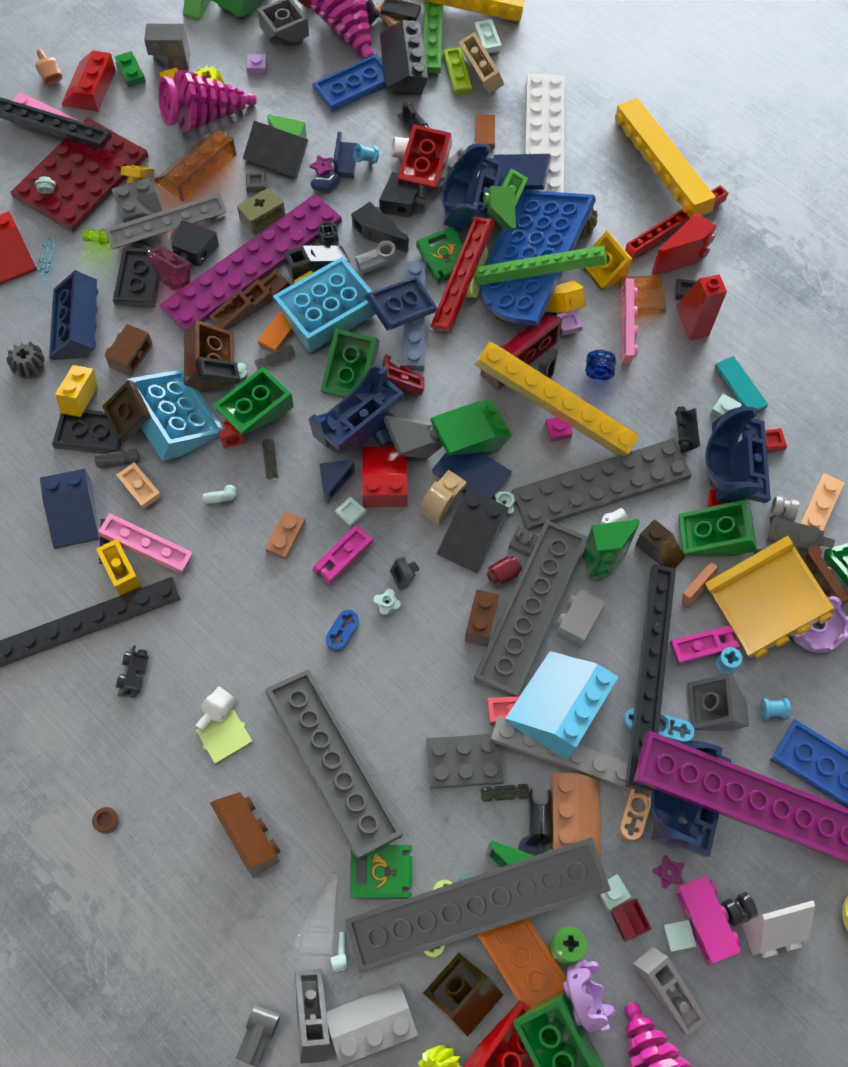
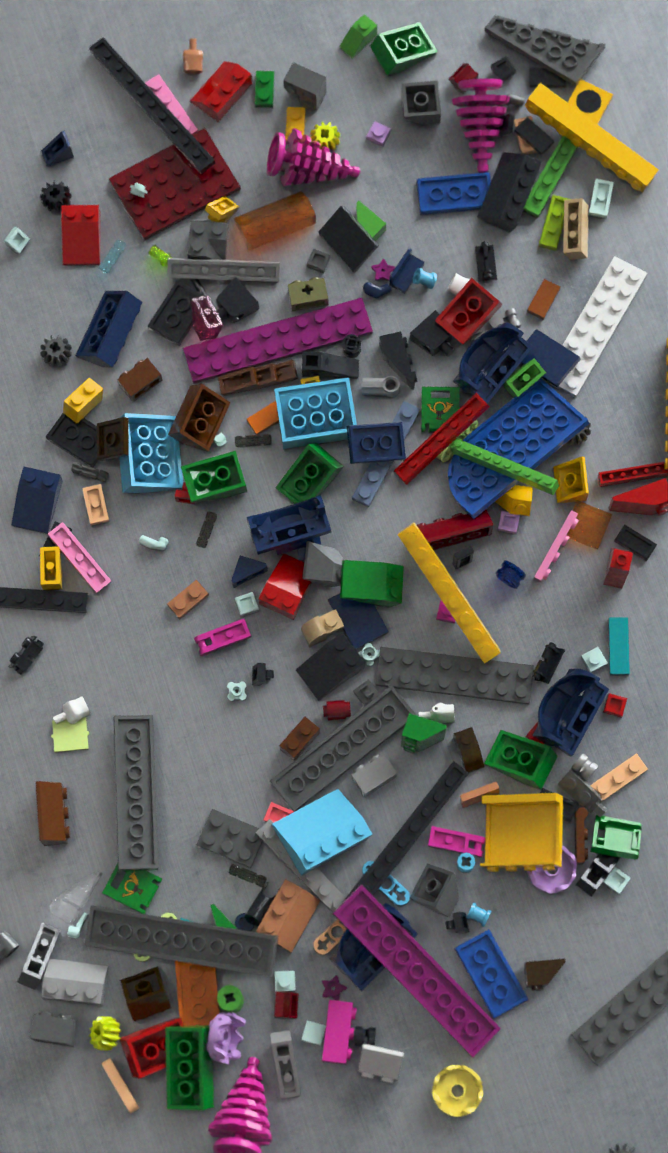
camera: 30 degrees right, 10 degrees up
(217, 370) = (198, 437): black tile -> none
(346, 634) = (195, 701): blue beam -> none
(403, 377) = (344, 508): dark red wing -> none
(501, 206) = (504, 392): bright green slope -> none
(761, 727) = (458, 923): none -> black tile

